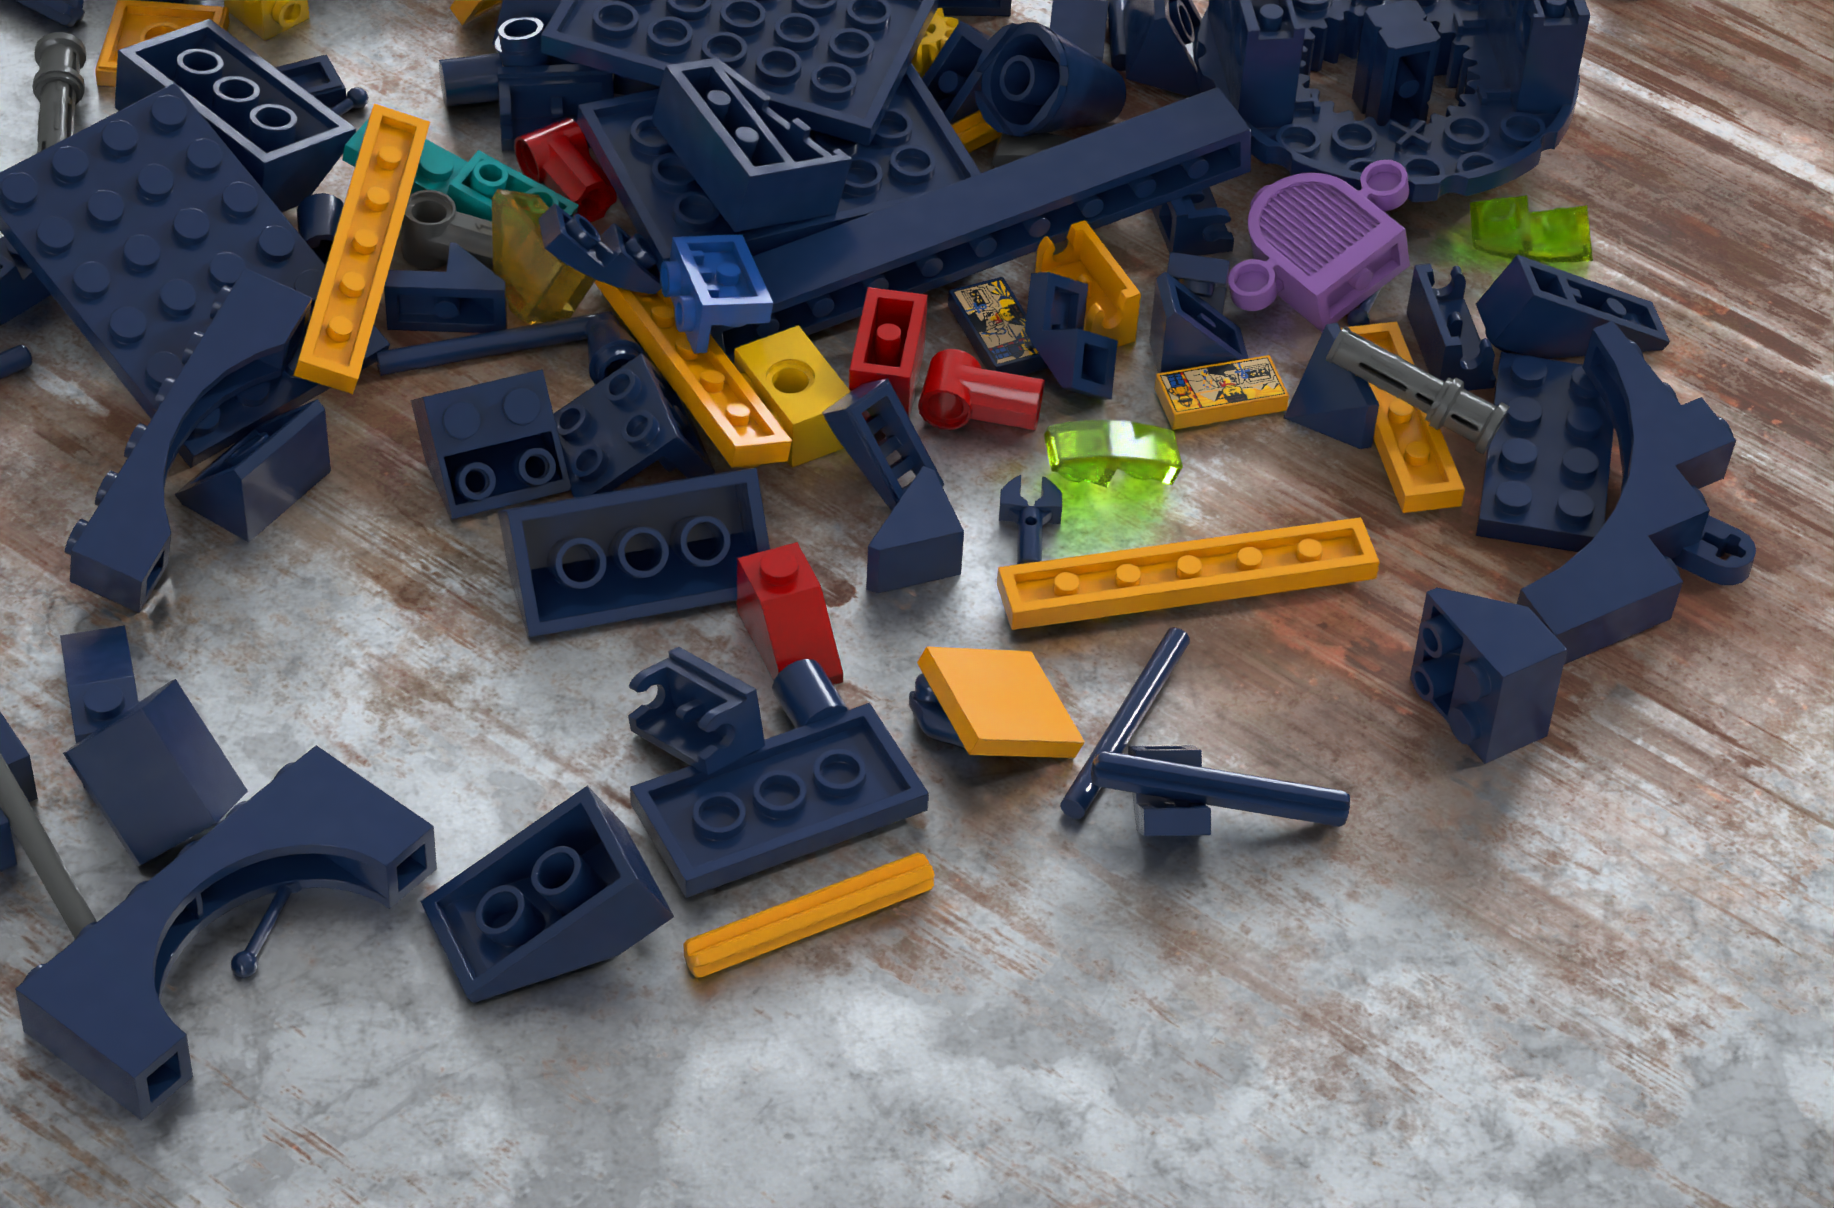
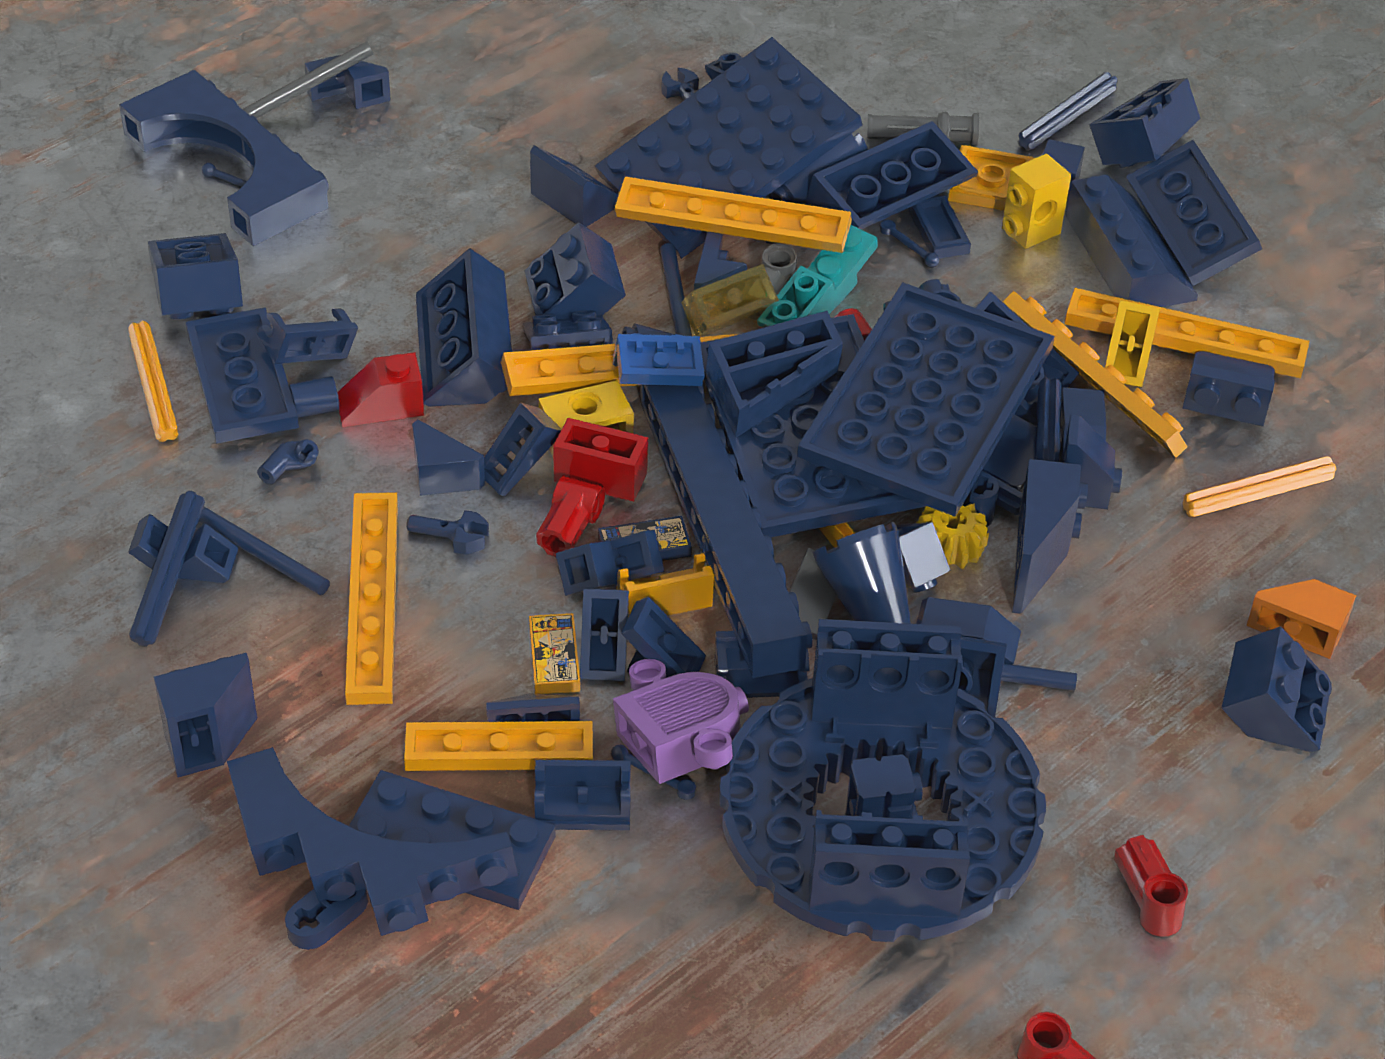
camera: 100 degrees right, 0 degrees up
(98, 677) = (402, 120): dark blue slope -> none
(156, 774) = (330, 127): dark blue slope -> none
(246, 344) = (515, 125): dark blue arch -> none
(606, 257) = (711, 308): dark blue slope -> none
(1000, 702) = (278, 475): light orange tile -> none
(1098, 448) = (496, 575): clear neon green slope -> none
(1442, 401) = (477, 746): dark grey pin -> none
(1549, 236) = (700, 887): clear neon green slope -> none
(1553, 312) = (580, 880): dark blue slope -> none

